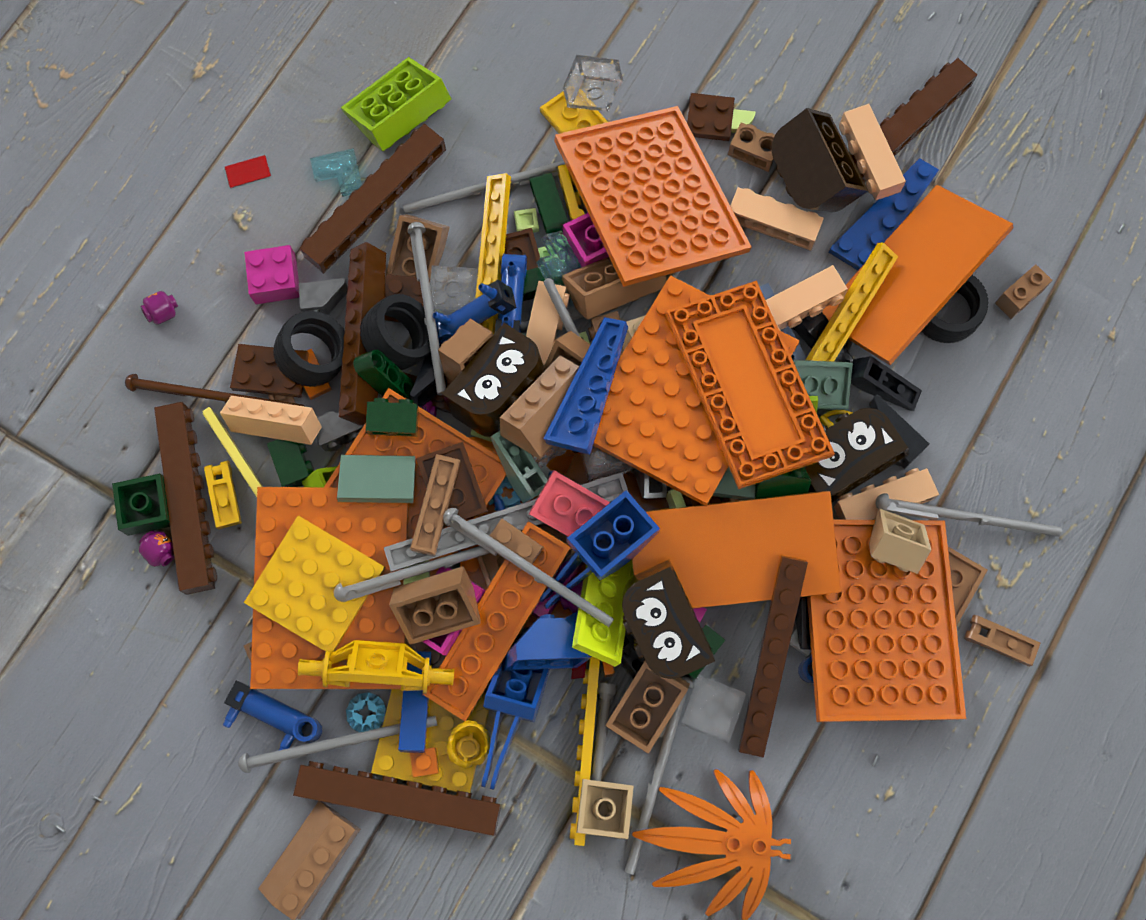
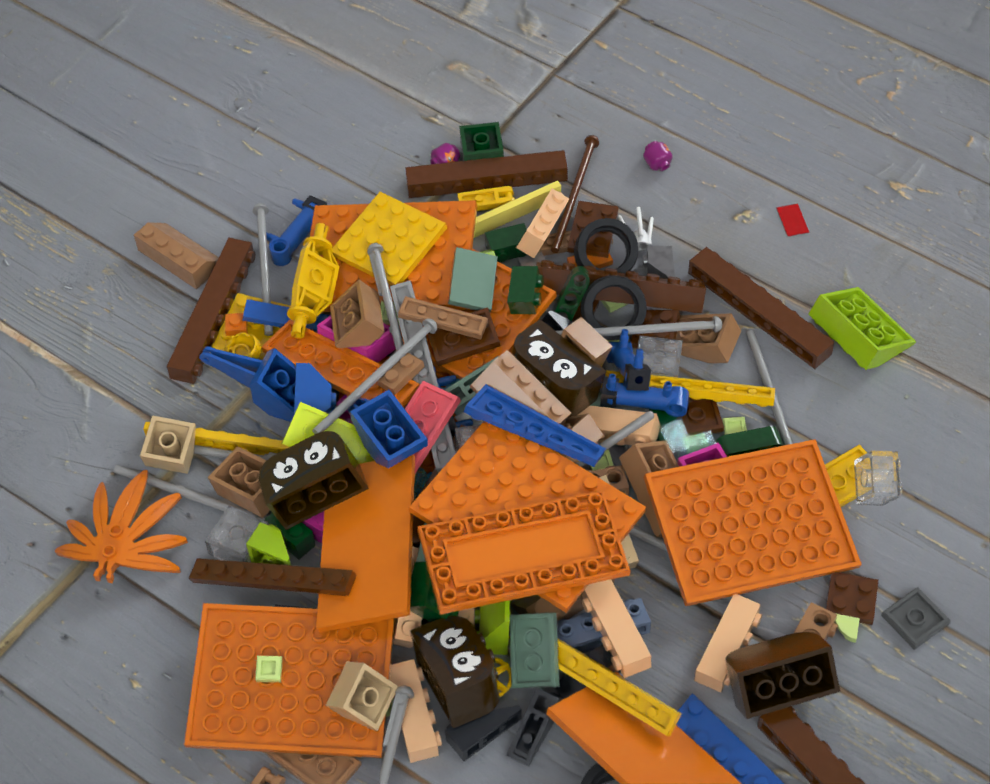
camera: 95 degrees right, 20 degrees down
(272, 274) = (684, 230): dark pink brick -> none
(278, 320) = (643, 238): none -> white plant
(339, 165) = (796, 284): clear light blue plate -> none
(372, 721) = (277, 292): medium azure gear -> none
(724, 65) = (915, 618): none -> dark grey tile
(733, 664) = (267, 546): none -> lime slope
(871, 152) = (795, 730): light nougat brick -> none
(881, 639) = (268, 669): none -> yellowish green tile

